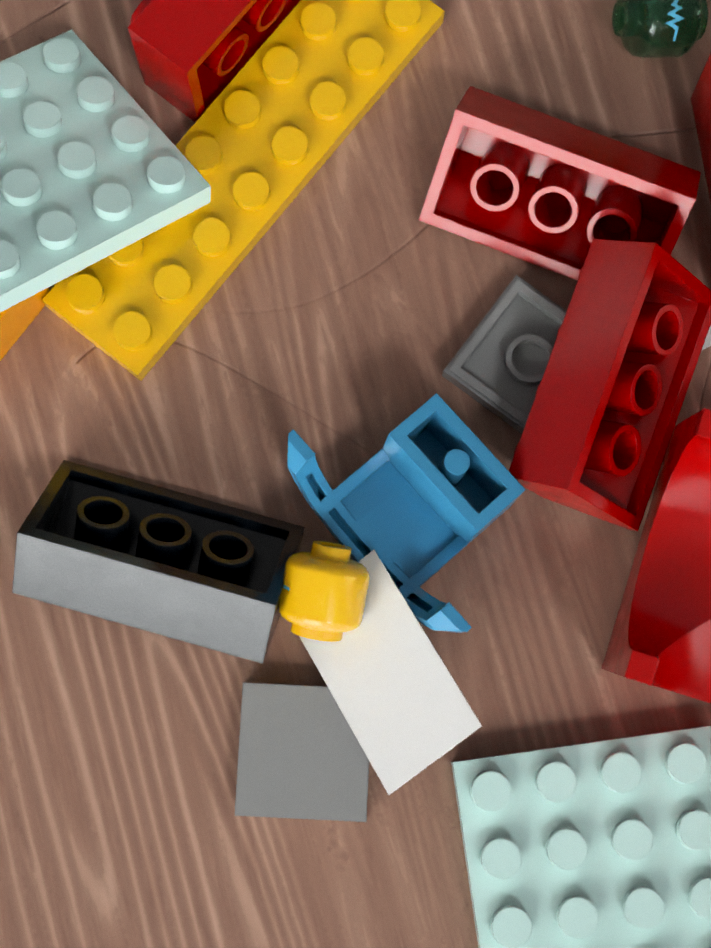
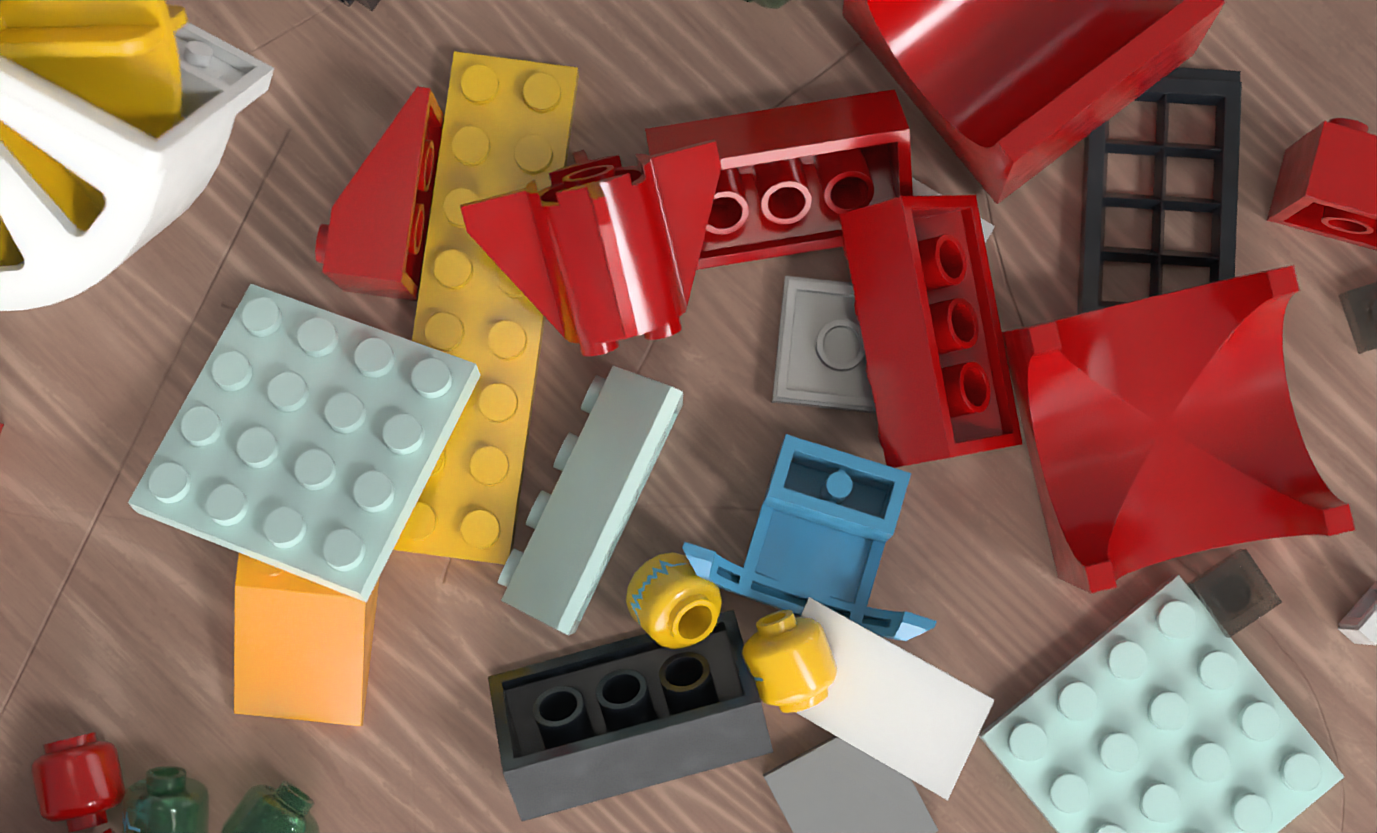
camera: 30 degrees left, 5 degrees up
(243, 358) = (592, 498): none -> light aqua slope
(255, 483) = (673, 601): none -> yellow head
(379, 147) = (606, 243): none -> red brick

